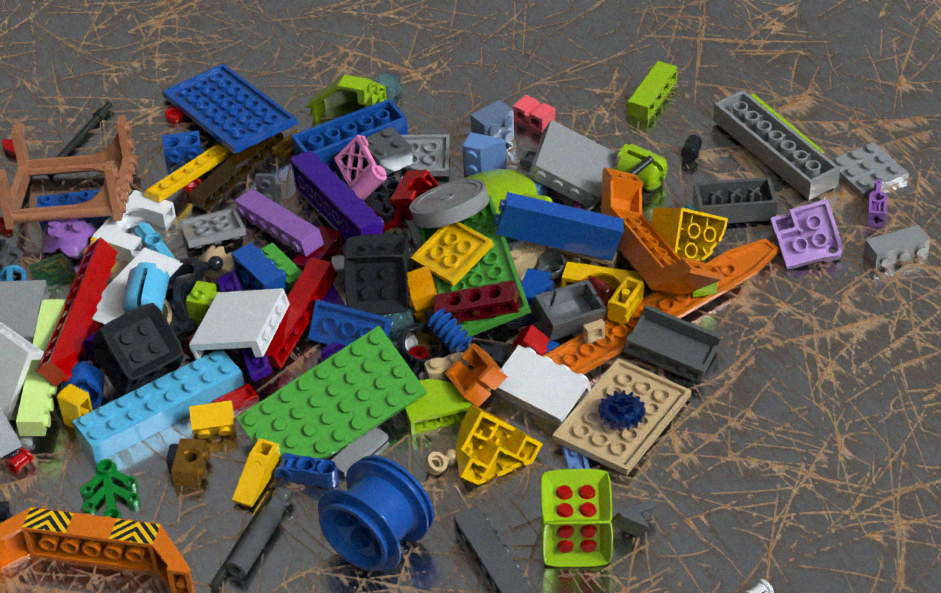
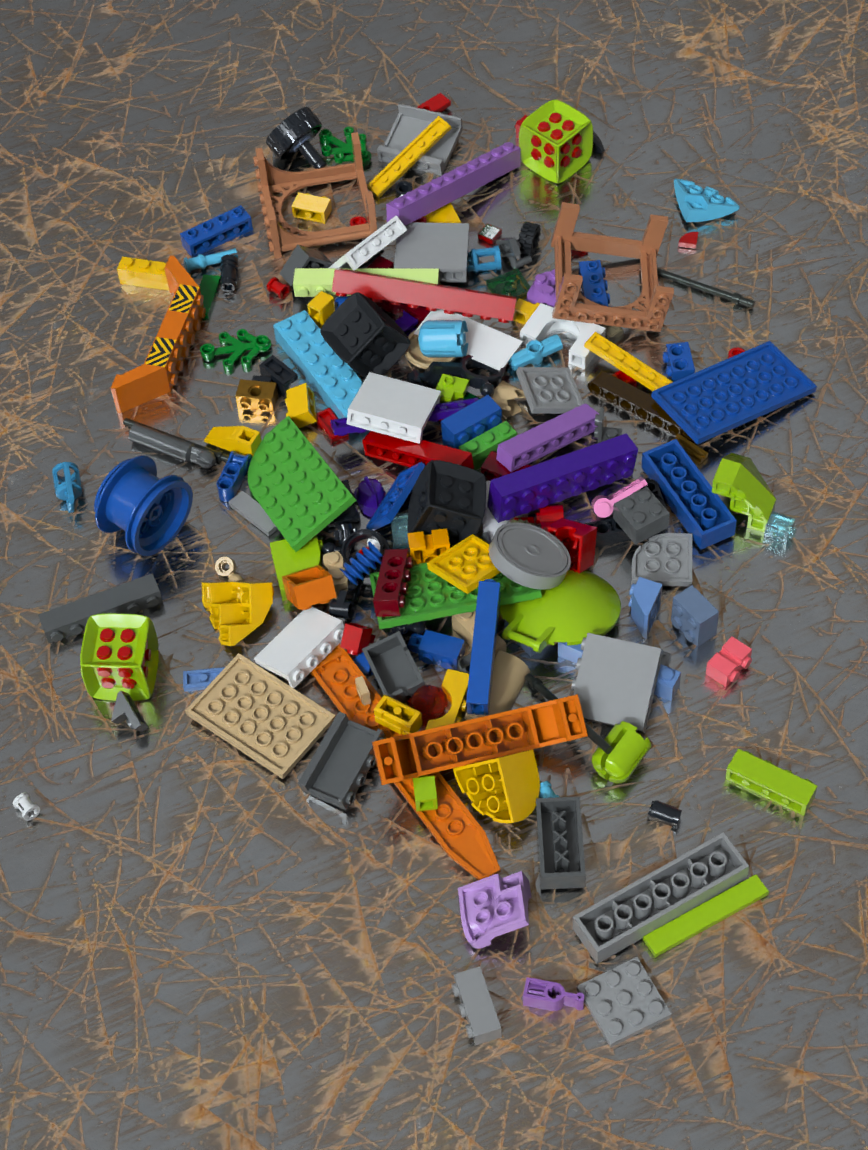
camera: 95 degrees right, 10 degrees up
(159, 441) = (279, 373): none -> black panel
(385, 206) = (562, 513): black beam -> none
(621, 410) = (249, 703): clear blue gear -> none

